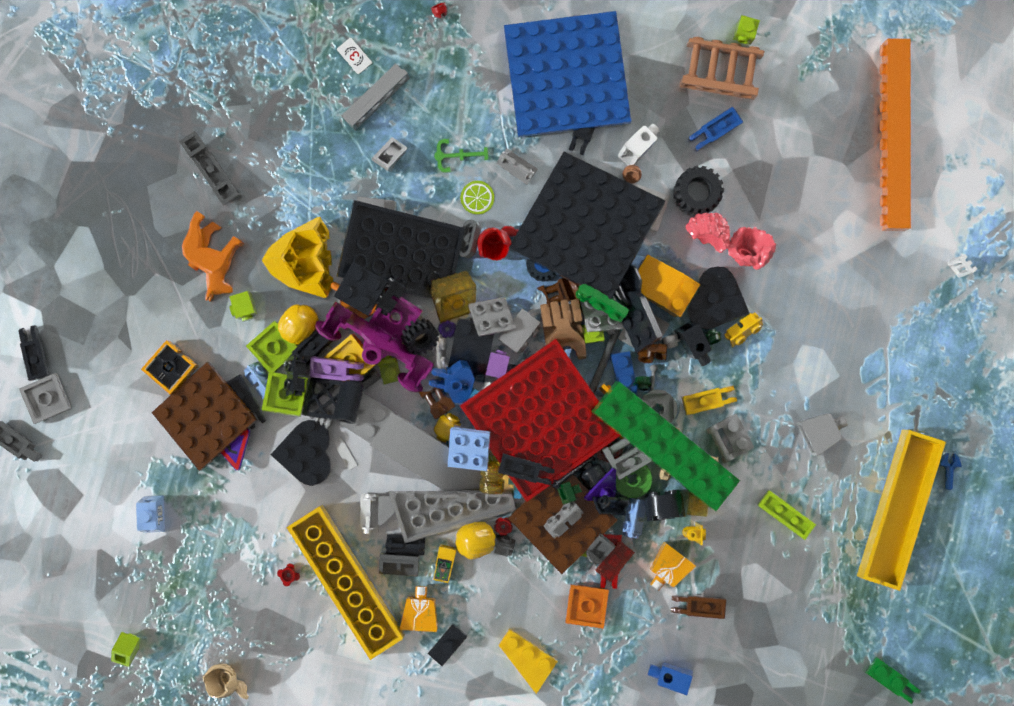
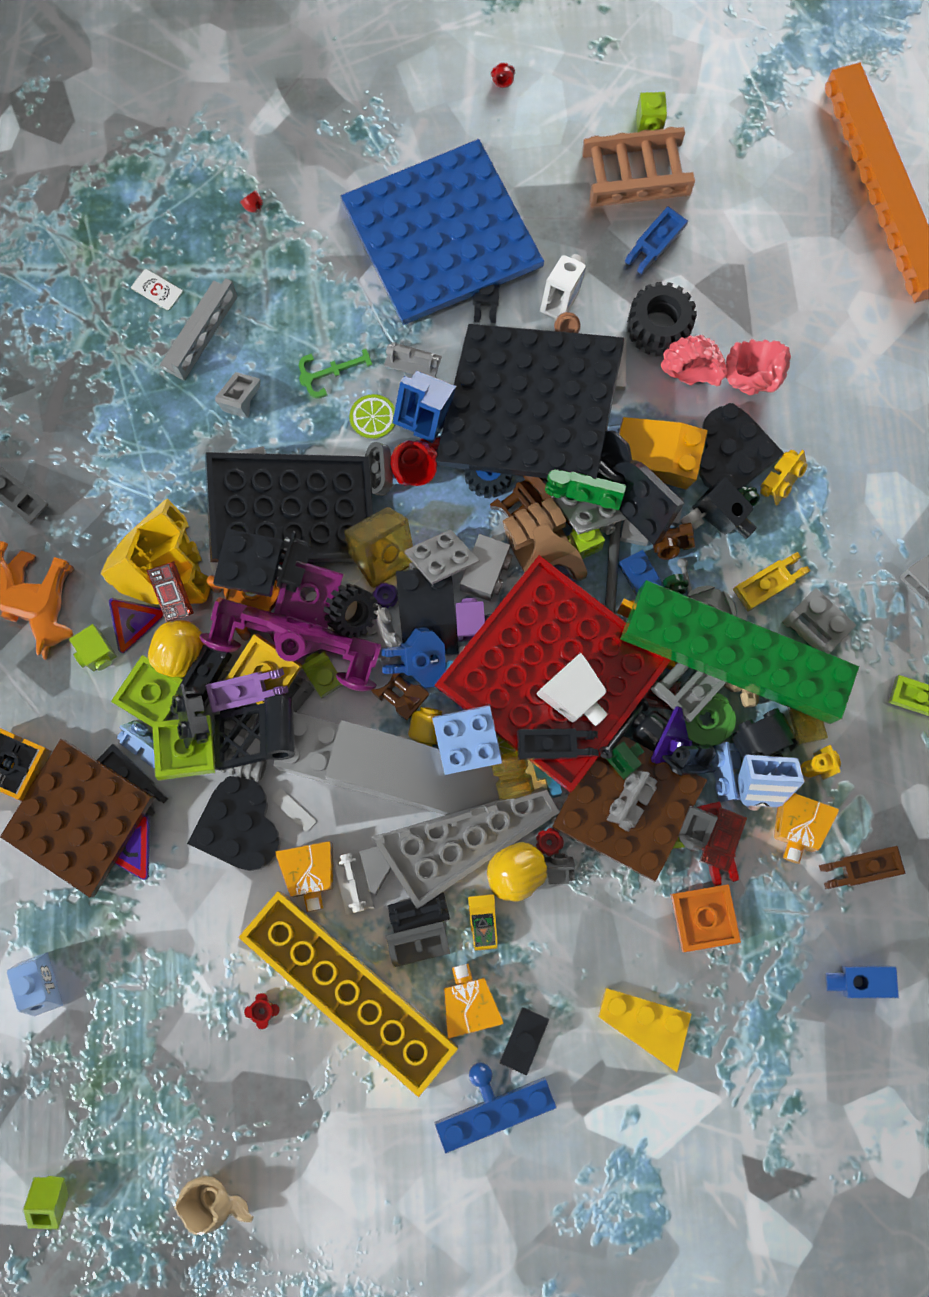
camera: 15 degrees left, 10 degrees down
(274, 295) = (131, 621): none -> piece
(304, 285) = (170, 591): none -> tile
(342, 498) = (308, 872): none -> light orange torso
(415, 682) = (495, 1112): none -> blue plate
(513, 205) = (423, 405): none -> blue plate
(549, 439) = (575, 692): none -> white torso
(656, 534) = (768, 780): none -> light blue torso

